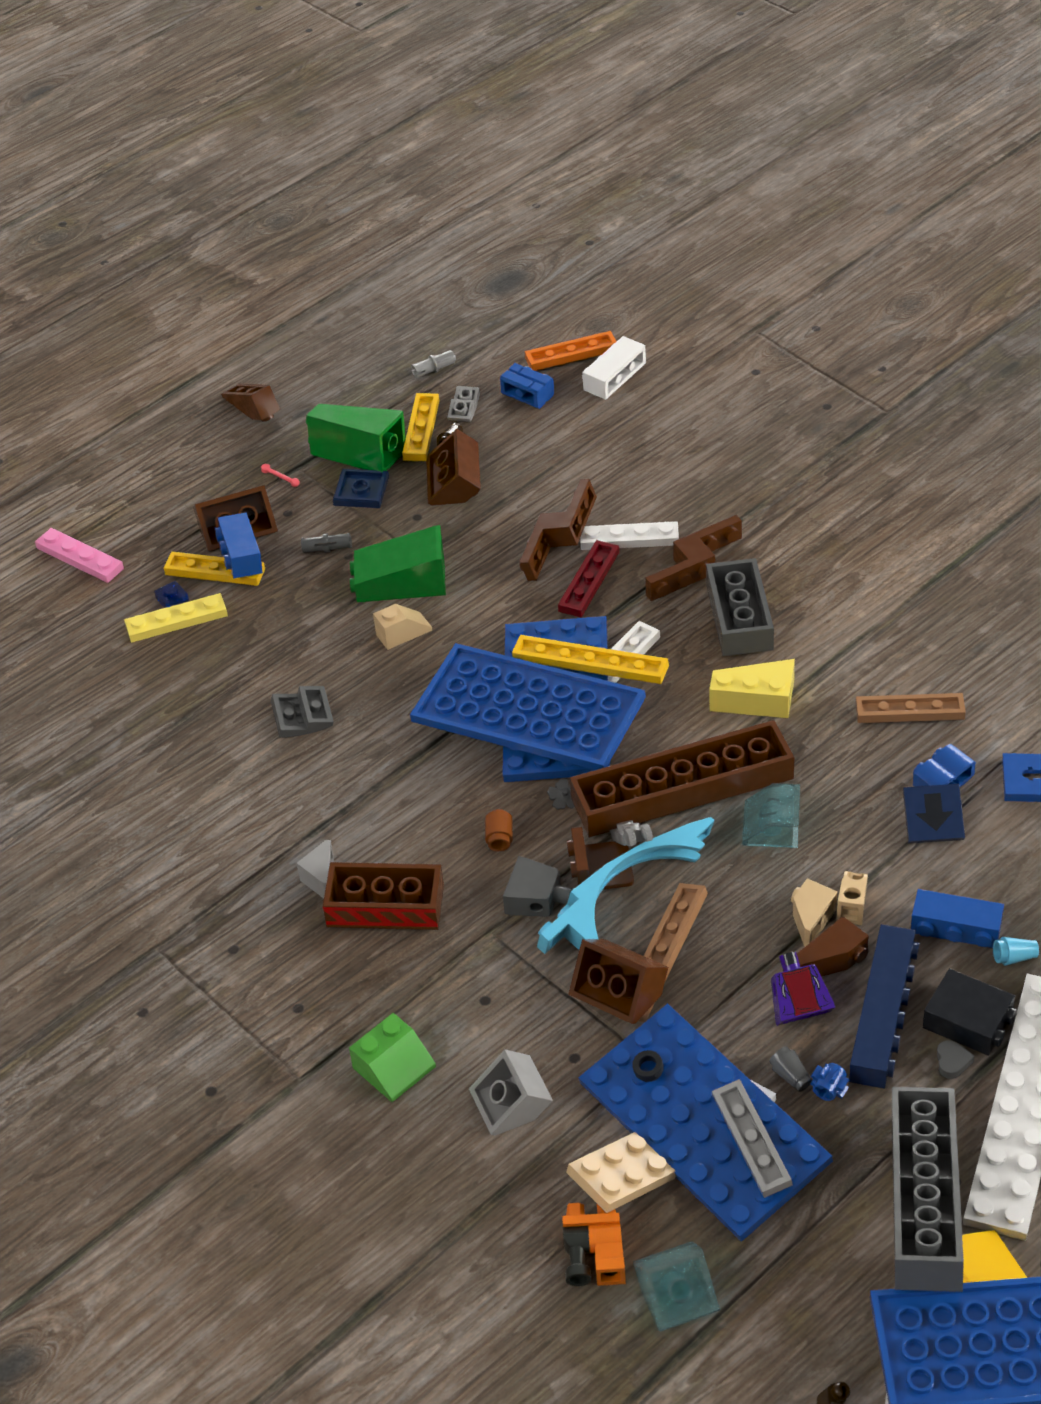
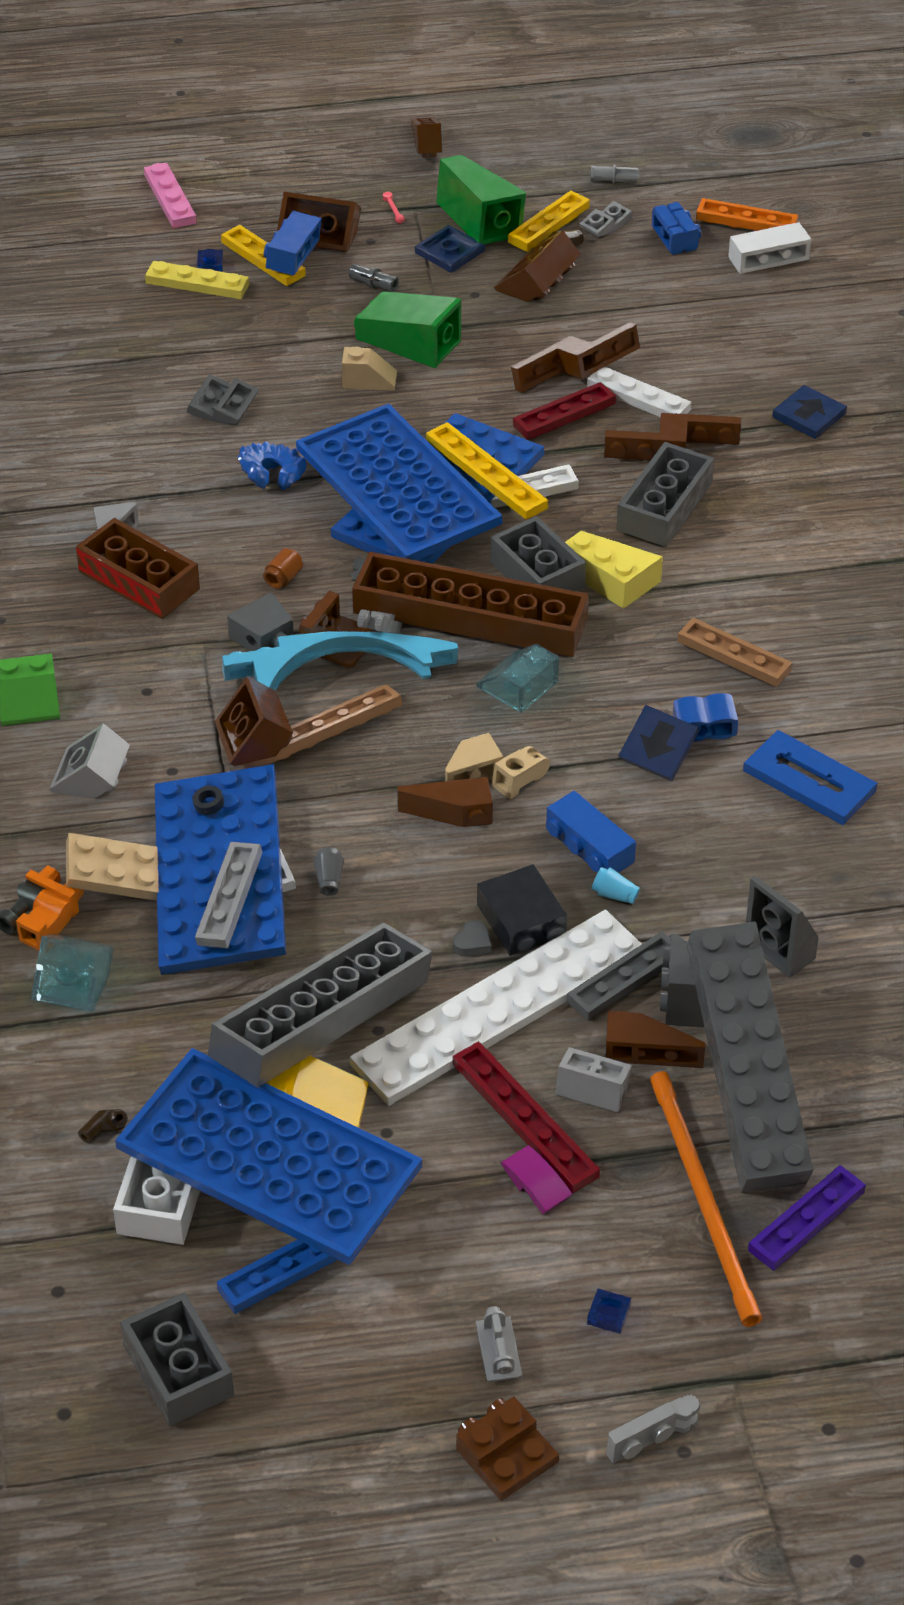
camera: 30 degrees right, 0 degrees up
(391, 739) = (259, 457): none -> blue piece
(697, 711) = (537, 556): none -> dark grey brick
(769, 485) = (809, 411): none -> dark blue tile
(798, 991) = (389, 814): torso -> none
(829, 1081) = (347, 896): blue gear -> none
(882, 1007) = (454, 865): dark blue brick -> none

